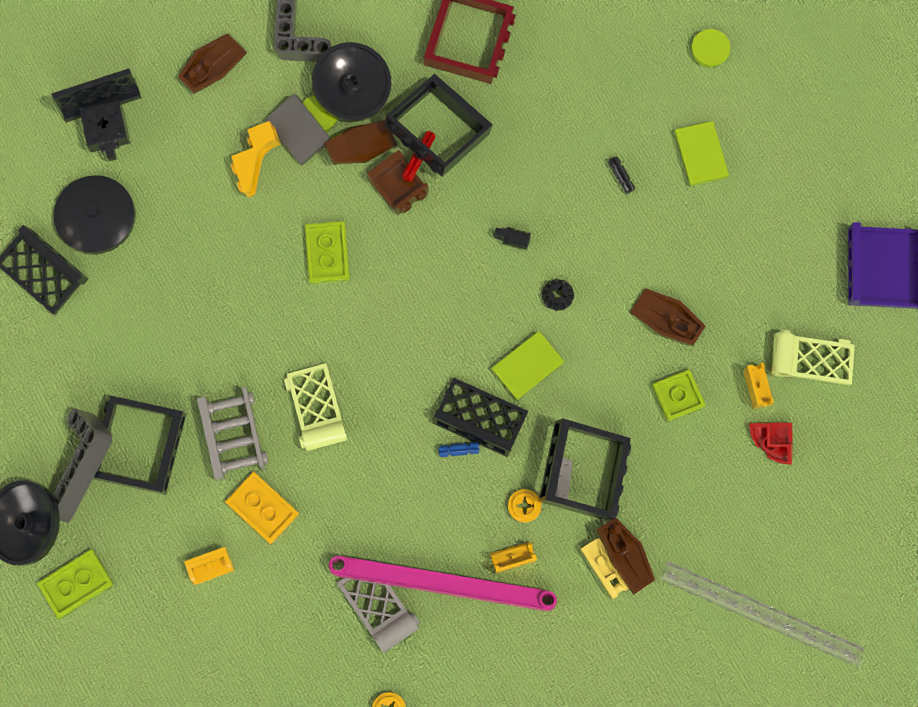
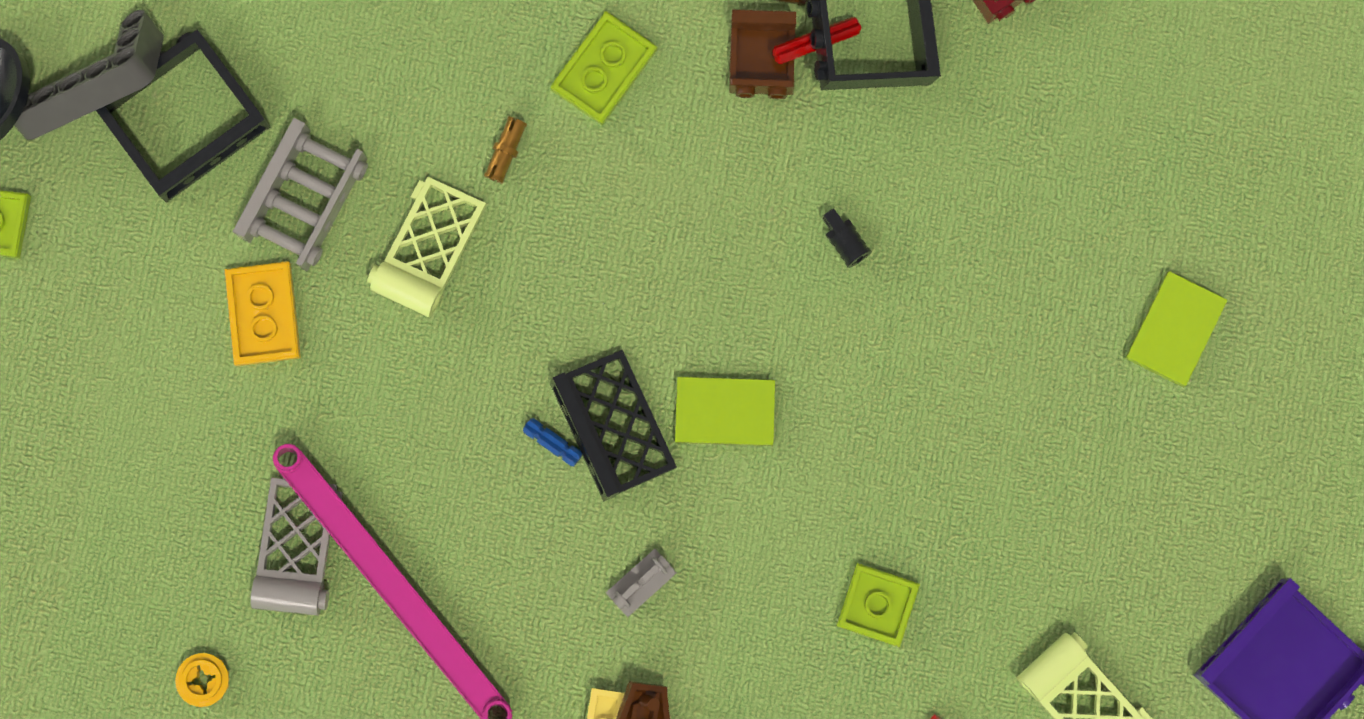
camera: 45 degrees right, 5 degrees up
(209, 566) = (142, 330): yellow hinge -> none
(314, 329) = (505, 149): none -> pearl gold pin
(513, 557) = (502, 627): yellow hinge -> none
(531, 499) = (555, 579): yellow gear -> none
(554, 462) = (649, 555): black window -> none
(562, 302) = (834, 369): black gear -> none
(622, 175) = (1050, 272): black axle -> none
(668, 317) = (950, 498): reddish brown piece -> none
(710, 48) = (1308, 205): lime tile -> none
(758, 386) = (987, 679): yellow hinge -> none

